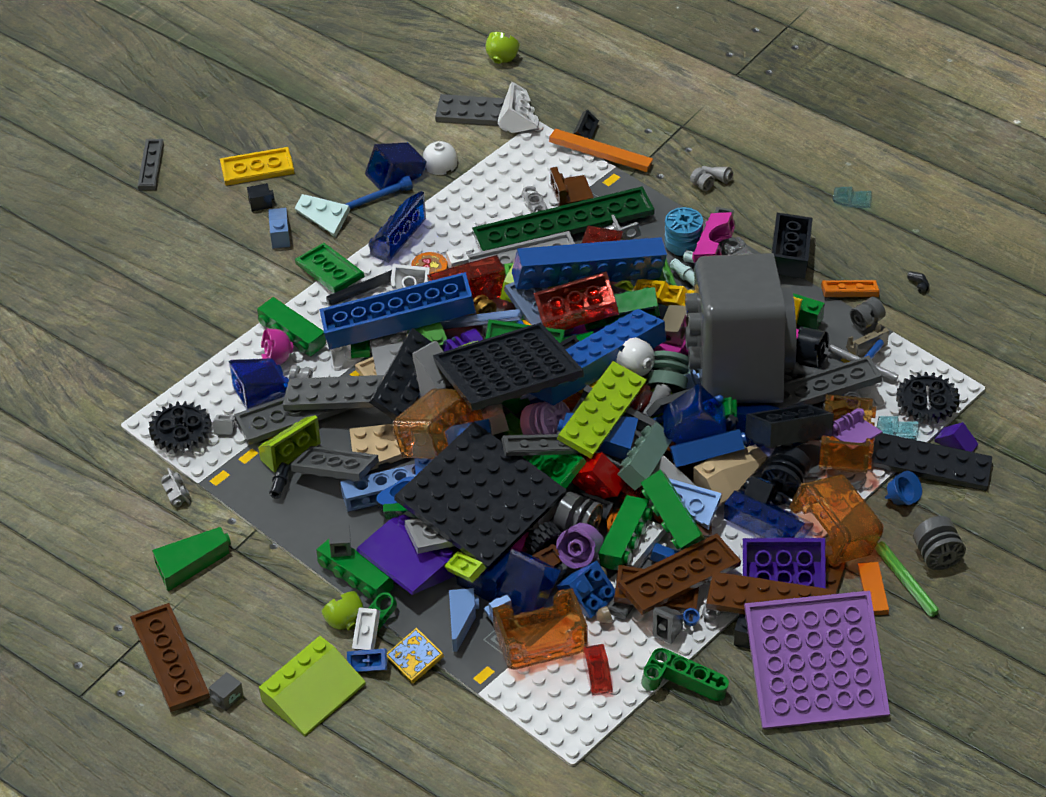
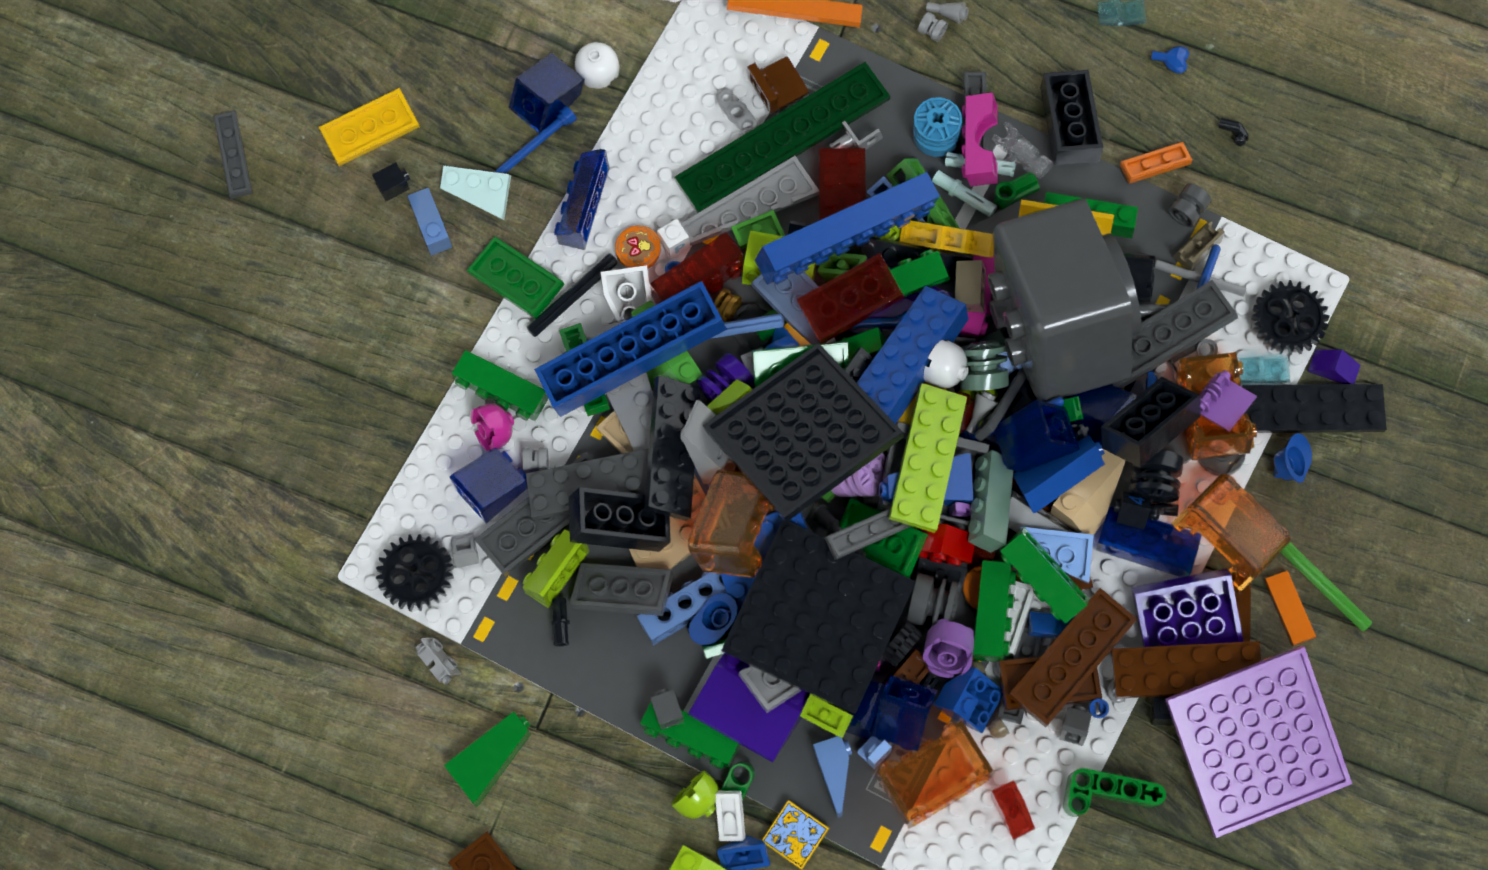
camera: 10 degrees left, 25 degrees up
(346, 410) = (616, 520): none -> black brick
(619, 454) = (960, 510): none -> medium lavender tile
(884, 231) = (1174, 58): none -> blue rock
(939, 543) = (1354, 534): dark grey wheel -> none

